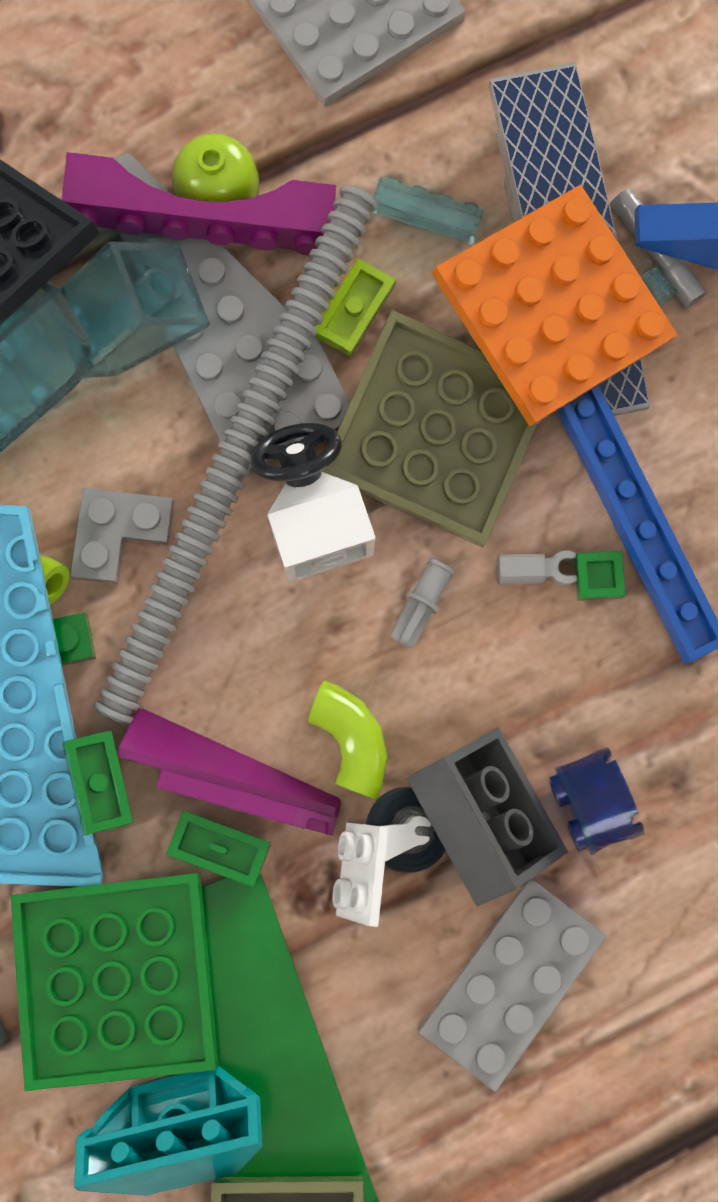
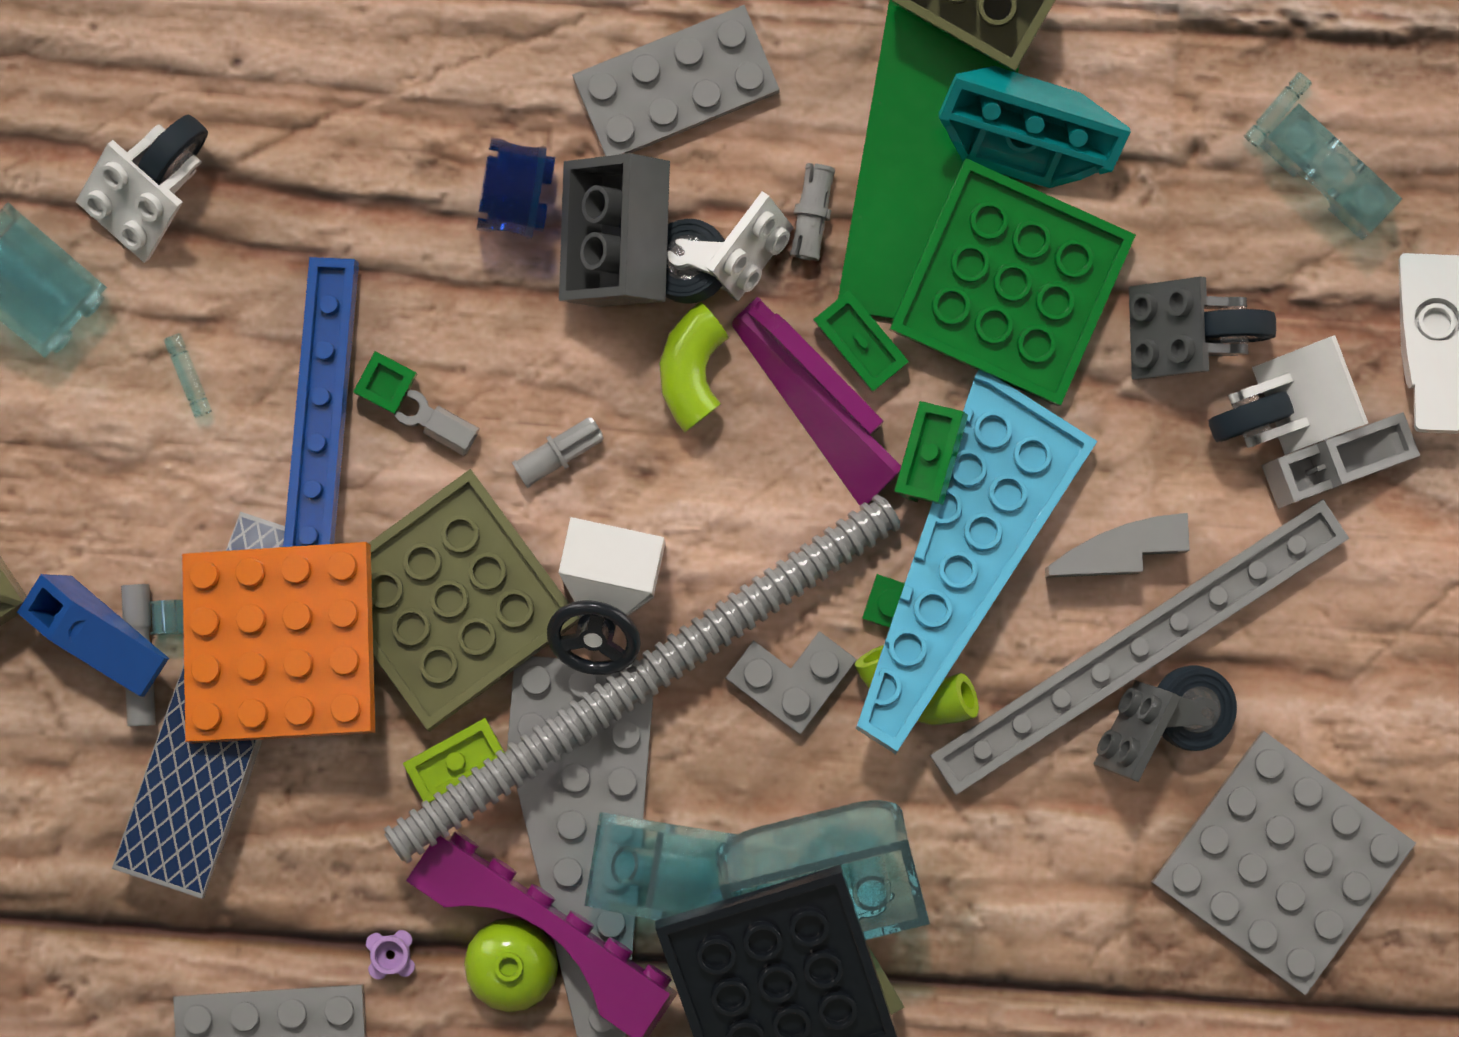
camera: 145 degrees left, 5 degrees up
(316, 123) = (380, 964): none -> lavender plate
(326, 939) = (812, 212): none -> light grey pin
(427, 210) = (329, 815): clear light blue piece -> none

